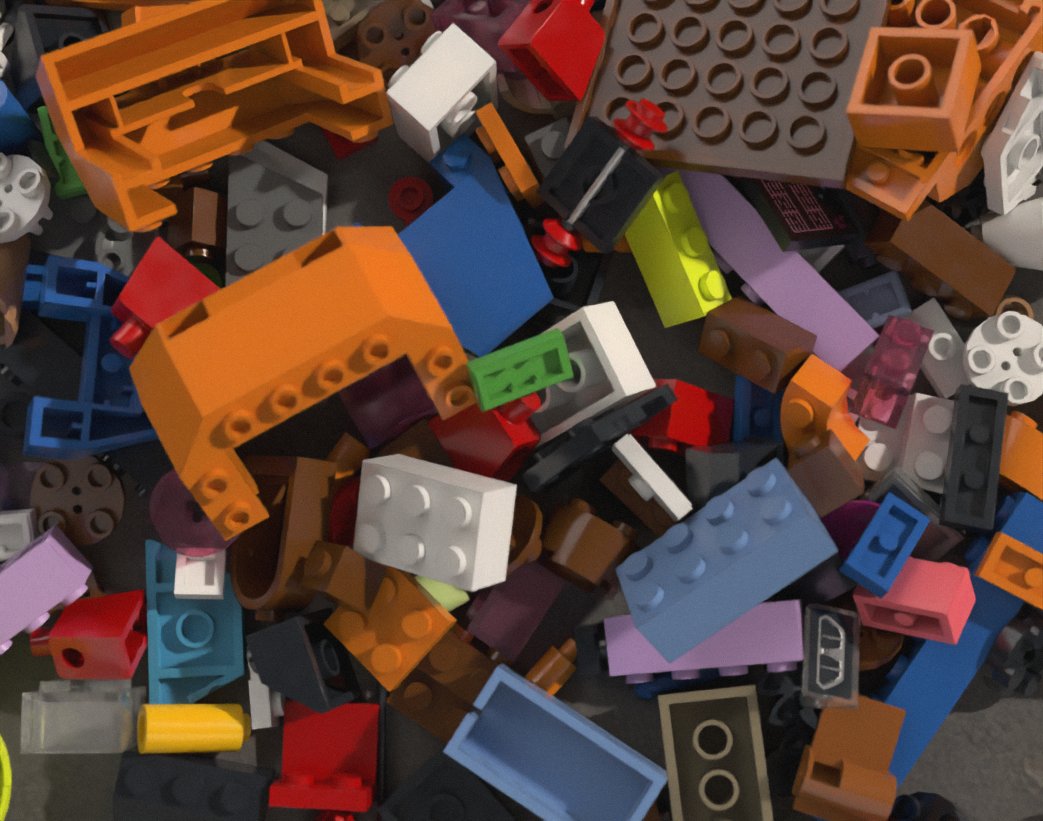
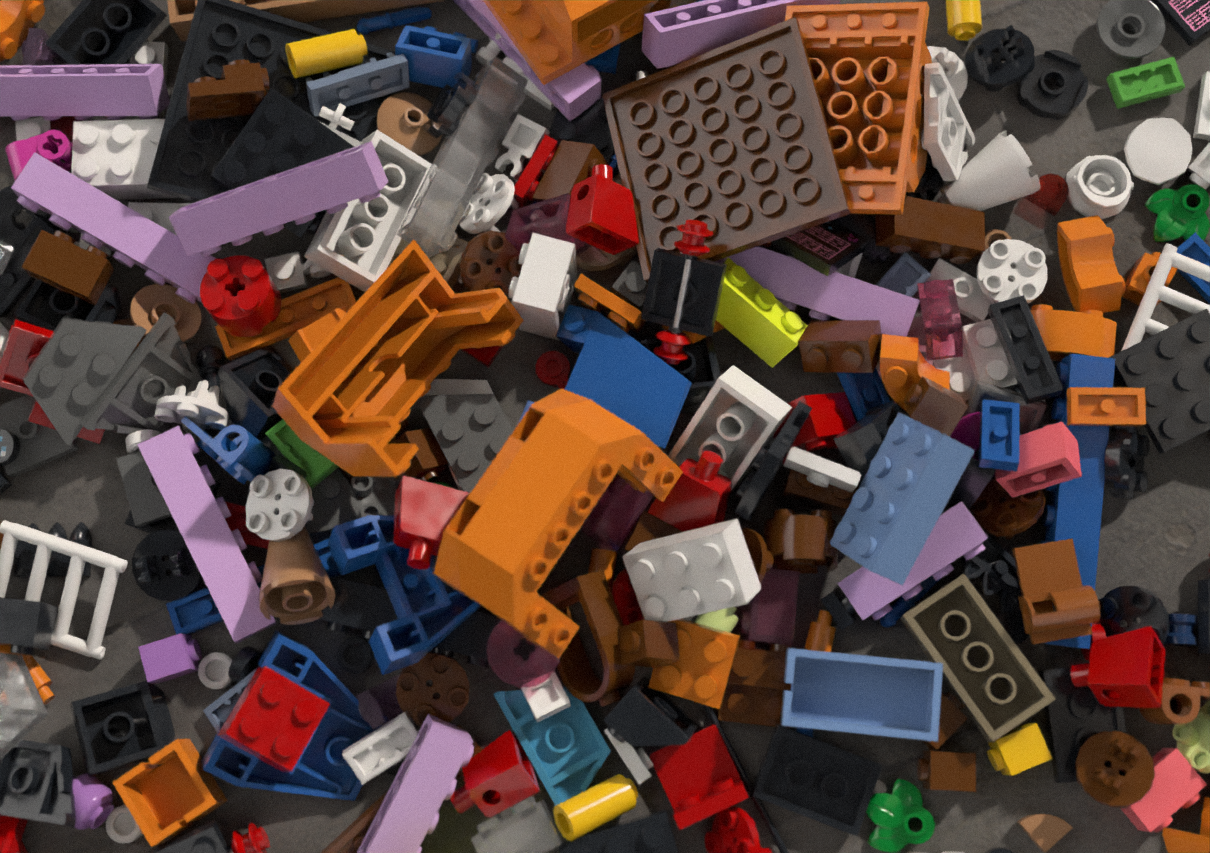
camera: 25 degrees left, 5 degrees down
(520, 369) = (699, 440): bright green plate -> none
(831, 657) = (1004, 528): slope -> none
(914, 88) = (863, 126): orange brick -> none

